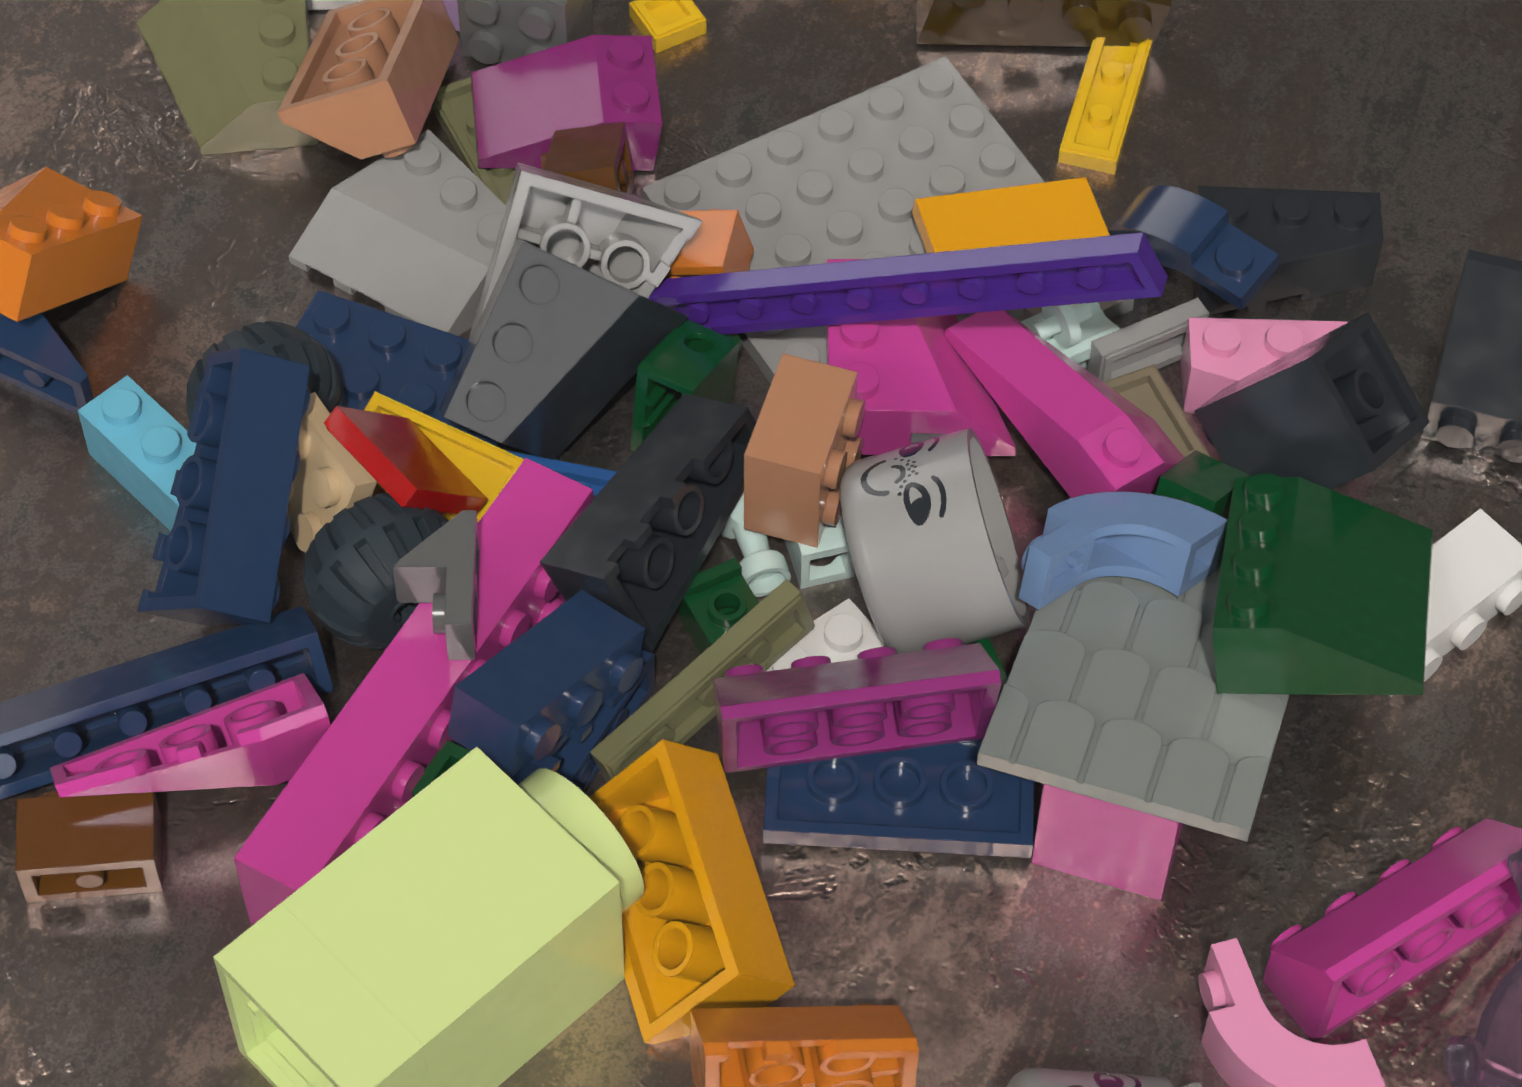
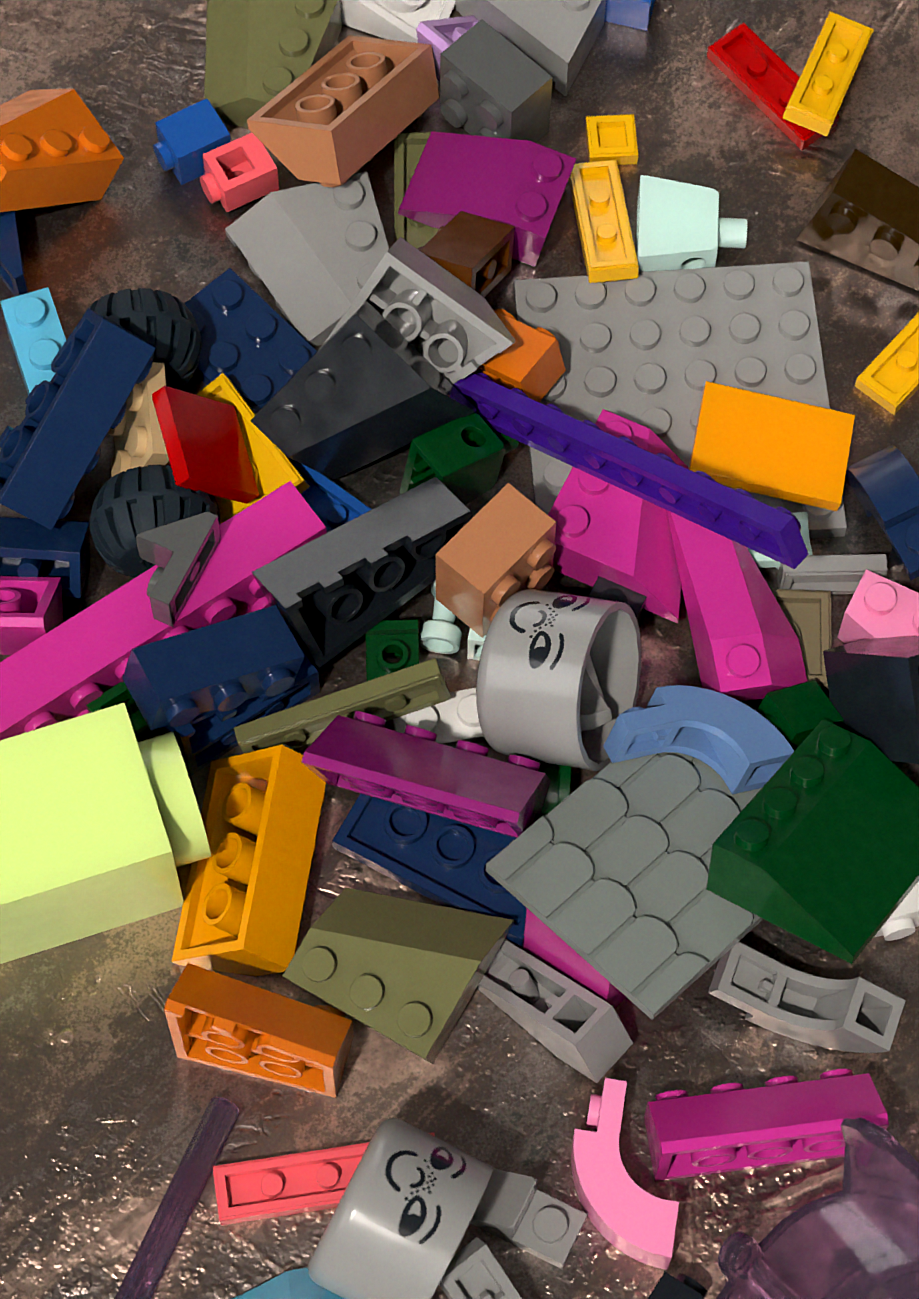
camera: 25 degrees right, 10 degrees up
(208, 177) = (186, 137): none -> blue brick
(278, 188) = (239, 173): none -> coral brick
(710, 96) = (603, 222): none -> yellow tile
(792, 68) = (682, 226): none -> light aqua torso
(913, 931) = (398, 964): none -> olive wedge
(1106, 903) = (556, 1011): none -> light grey slope
(1382, 784) = (806, 1007): none -> light grey arch

